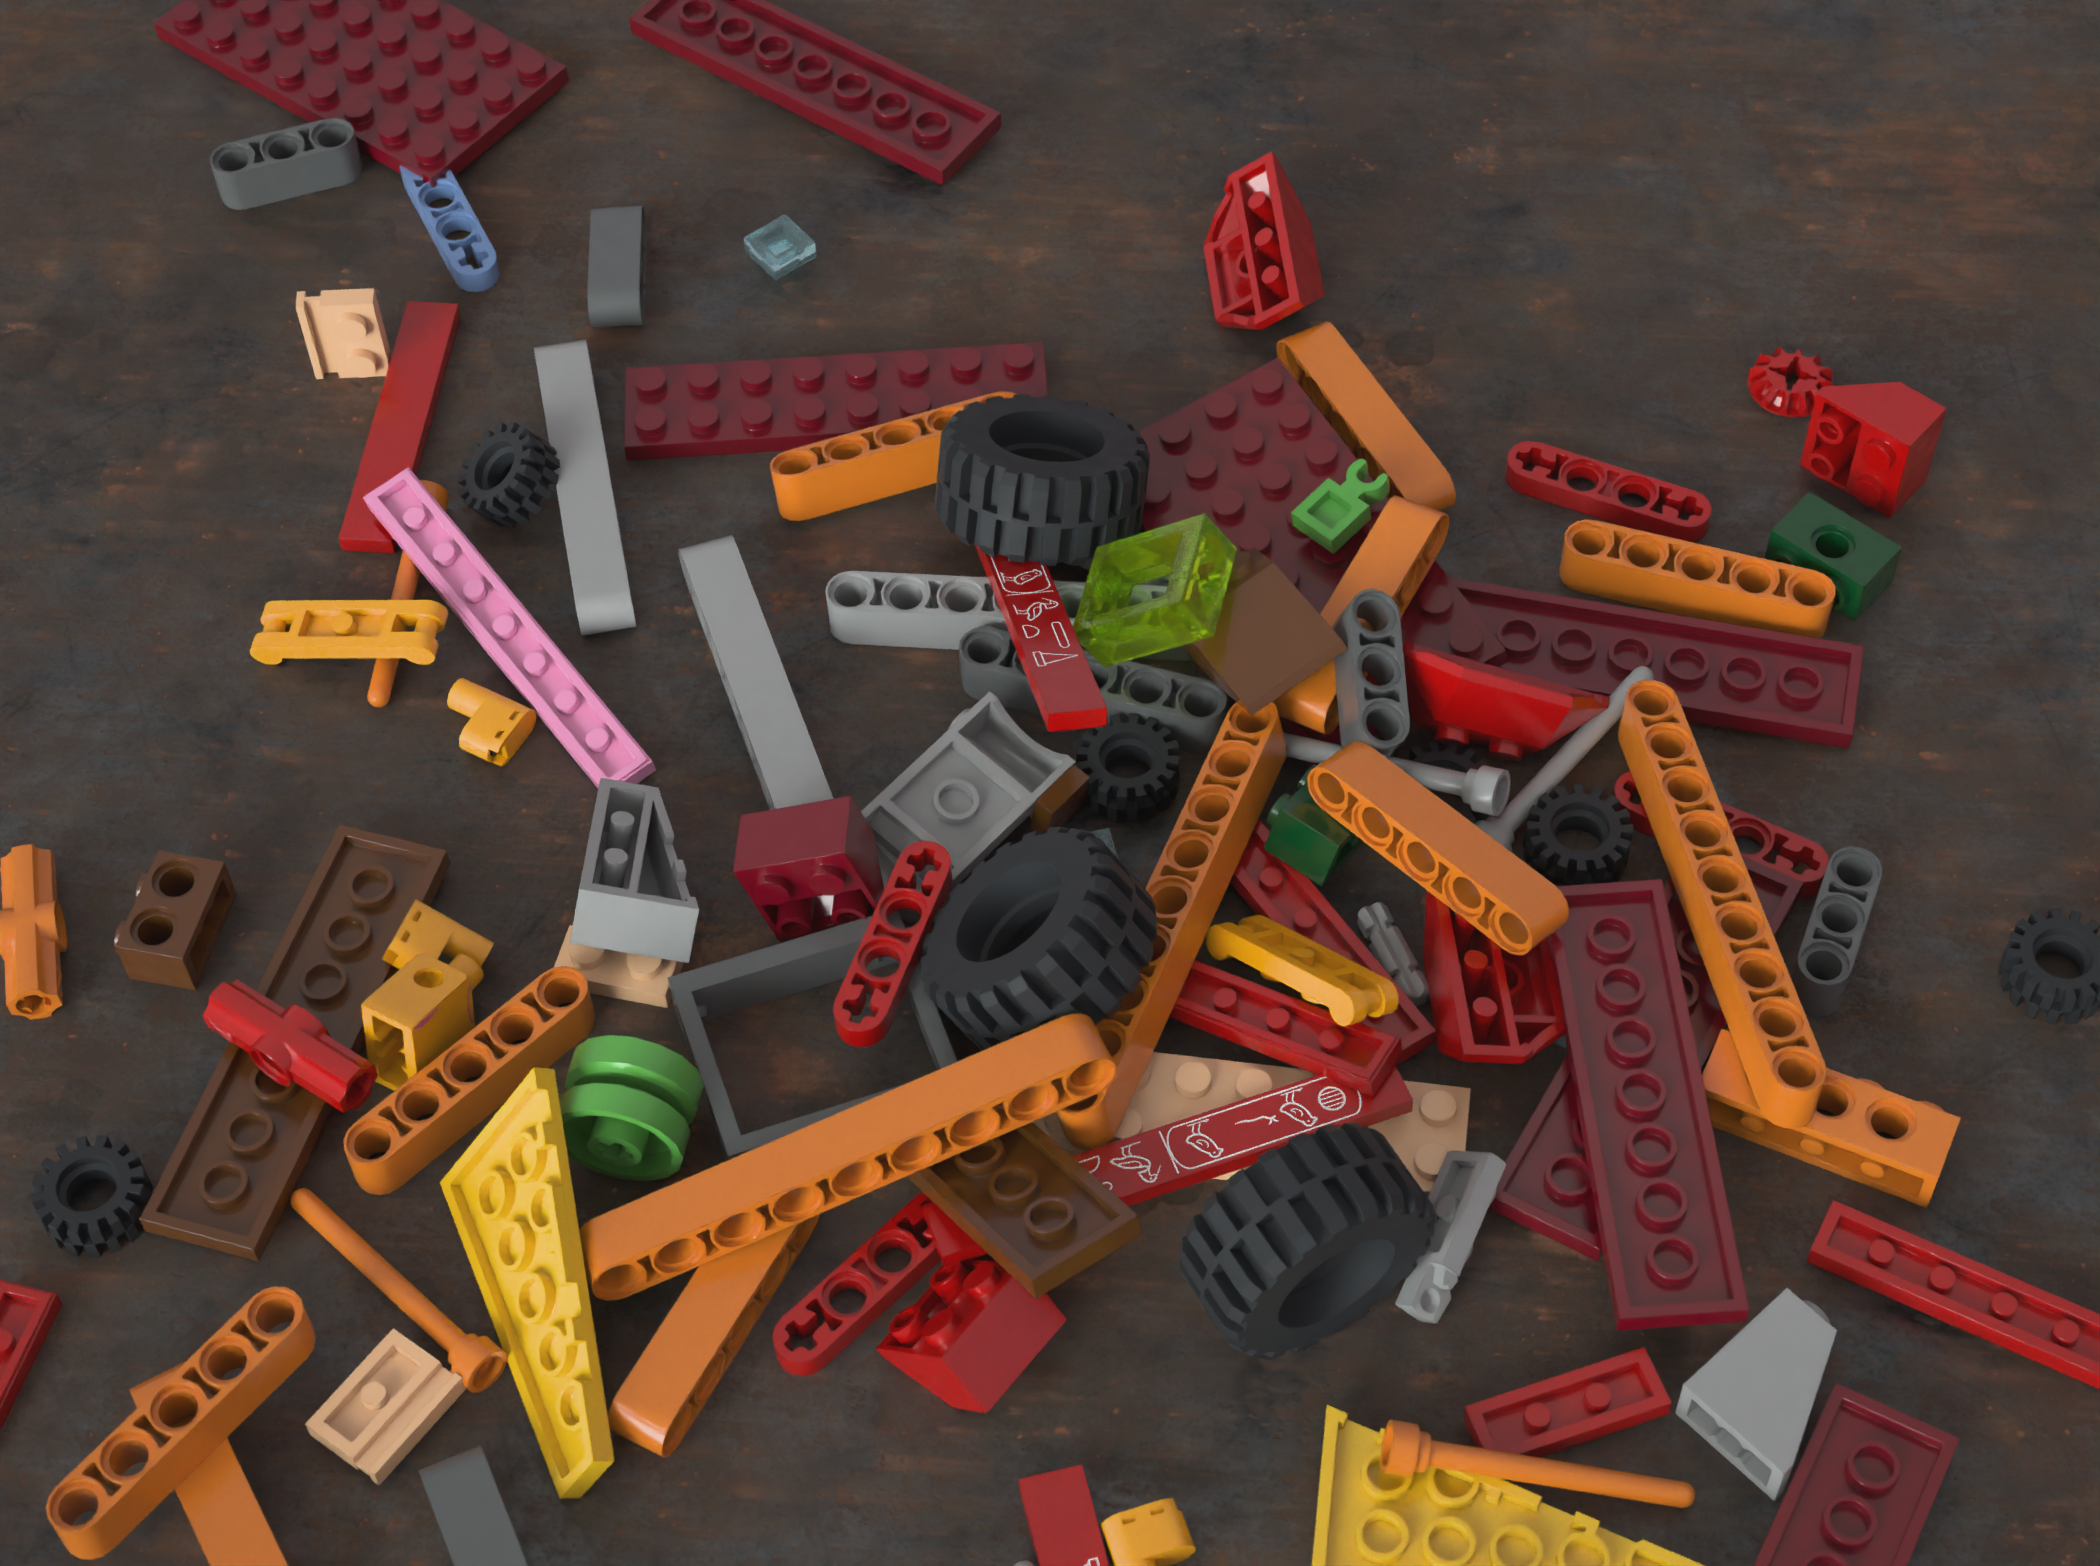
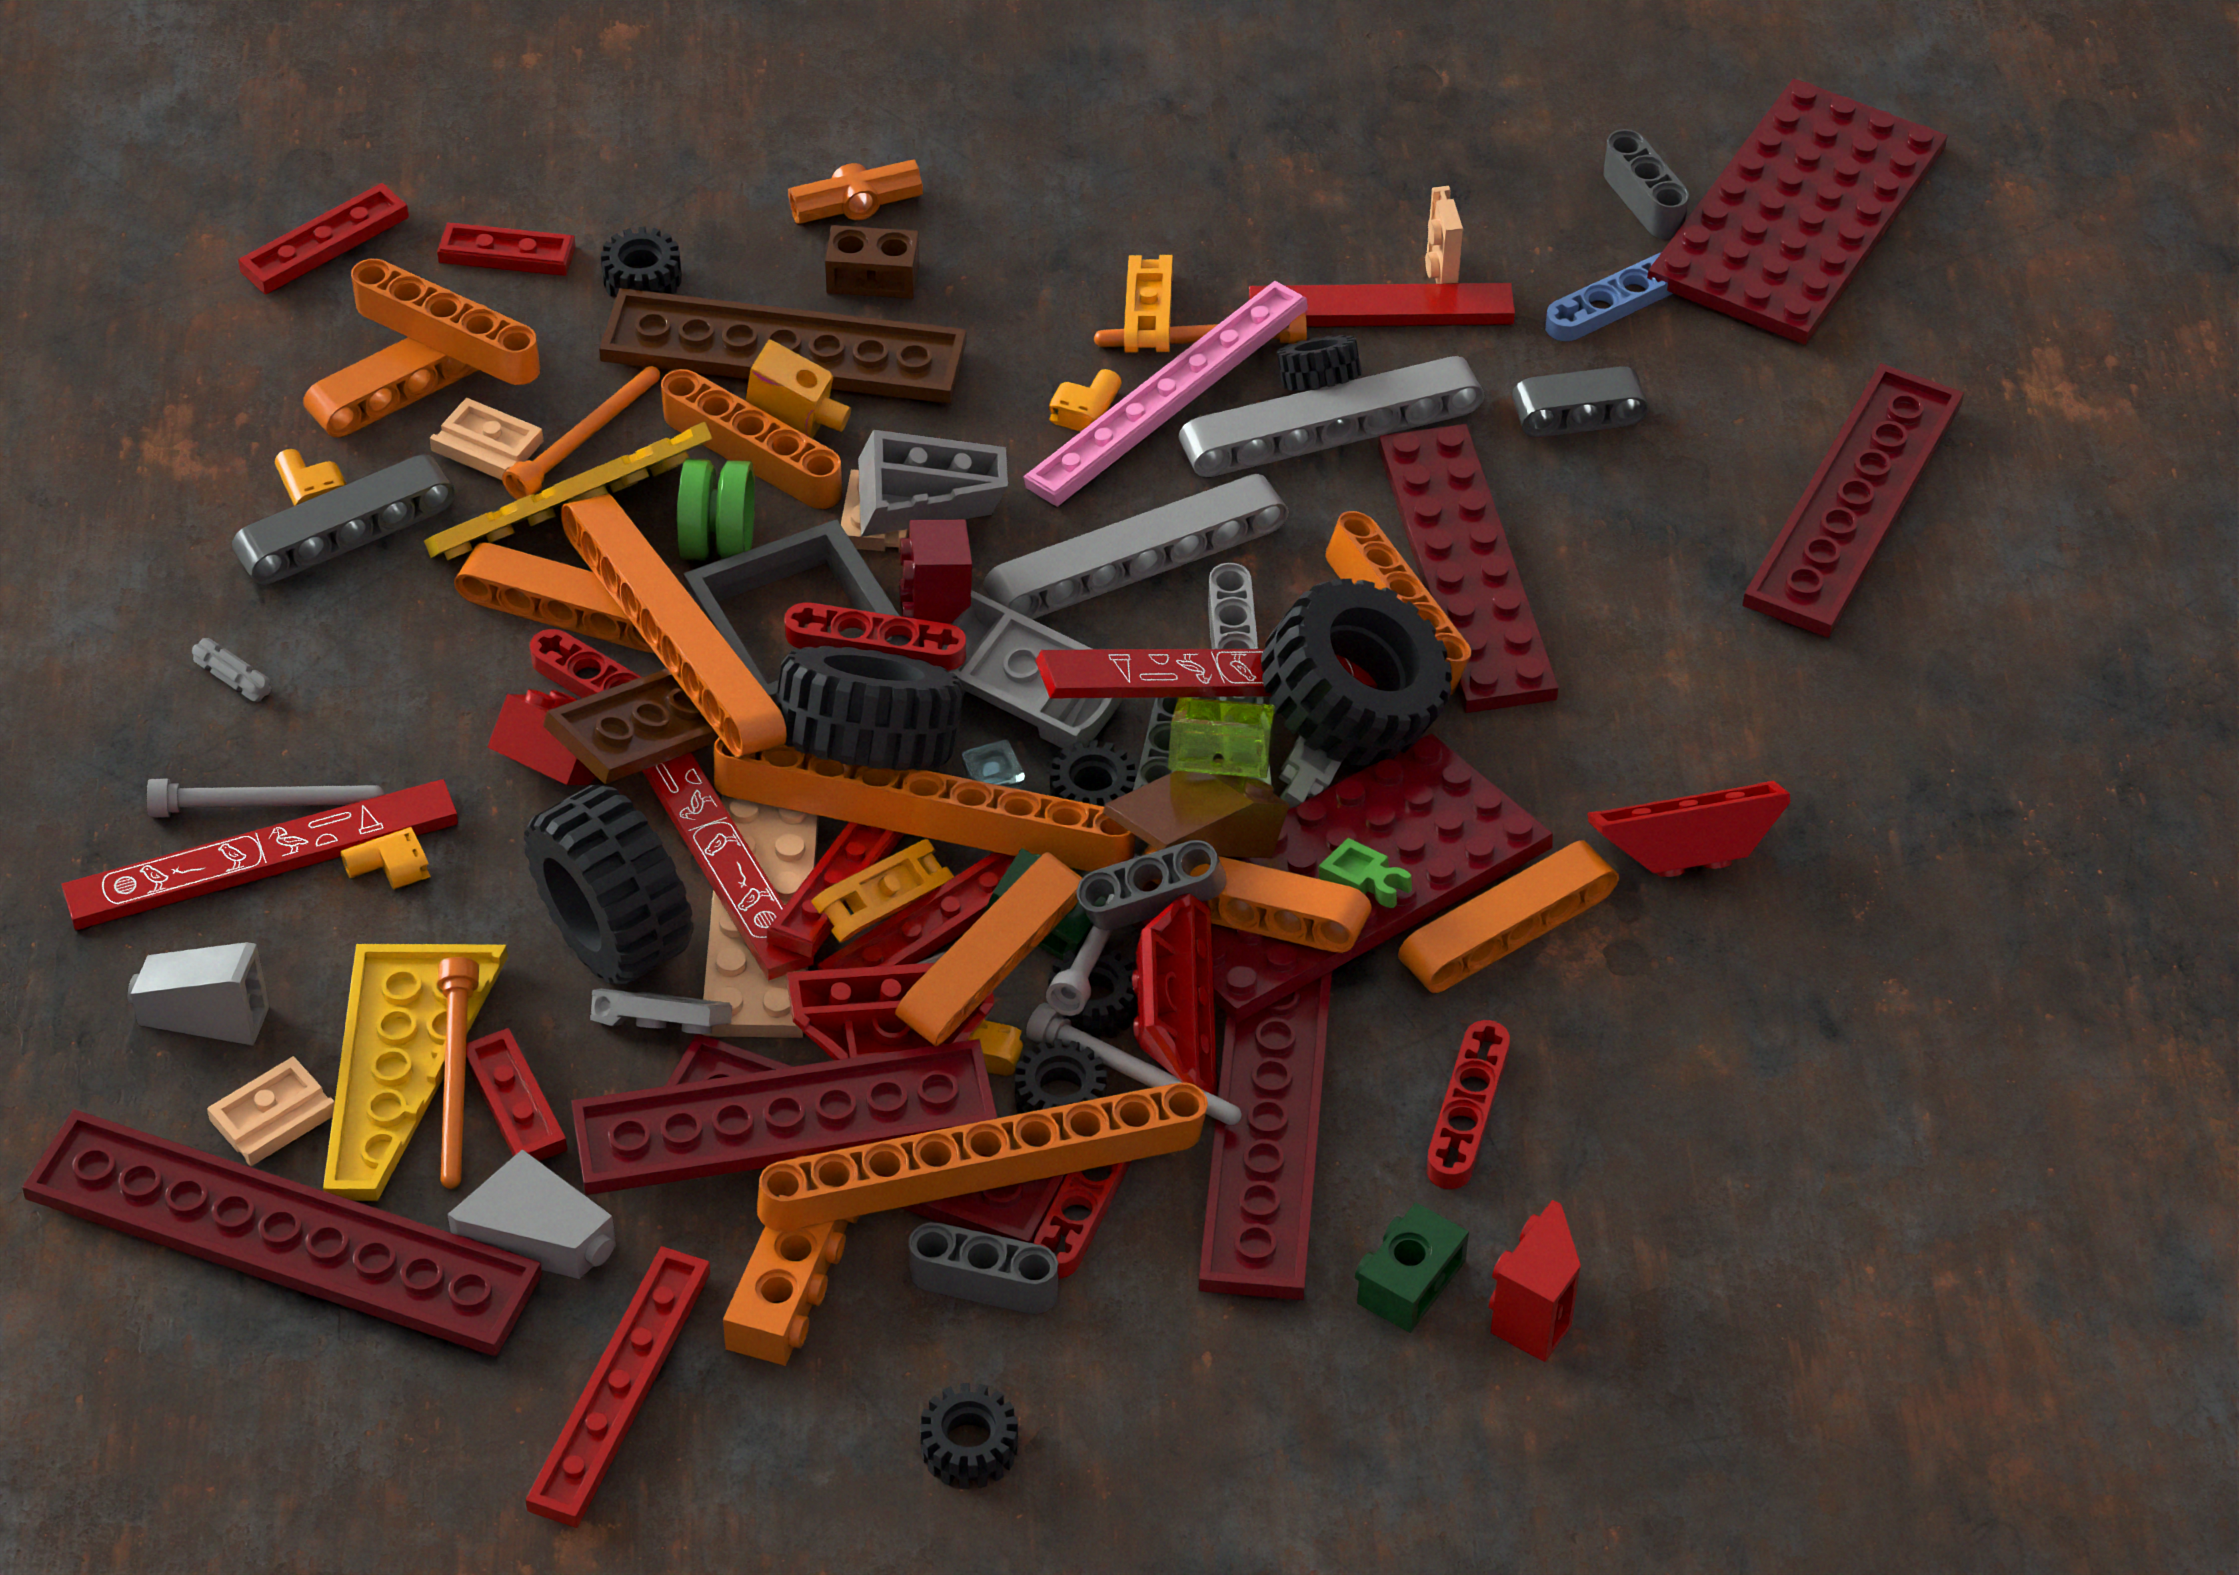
camera: 80 degrees right, 5 degrees down
(290, 1045) = (752, 326): red piece -> none
(434, 934) = (865, 388): light orange piece -> none
(780, 247) = (1630, 502): clear light blue plate -> none
(1060, 800) = (1044, 738): reddish brown tile -> none
(1694, 579) = (1362, 1162): orange beam -> none
(1768, 383) = (1619, 1252): red gear -> none

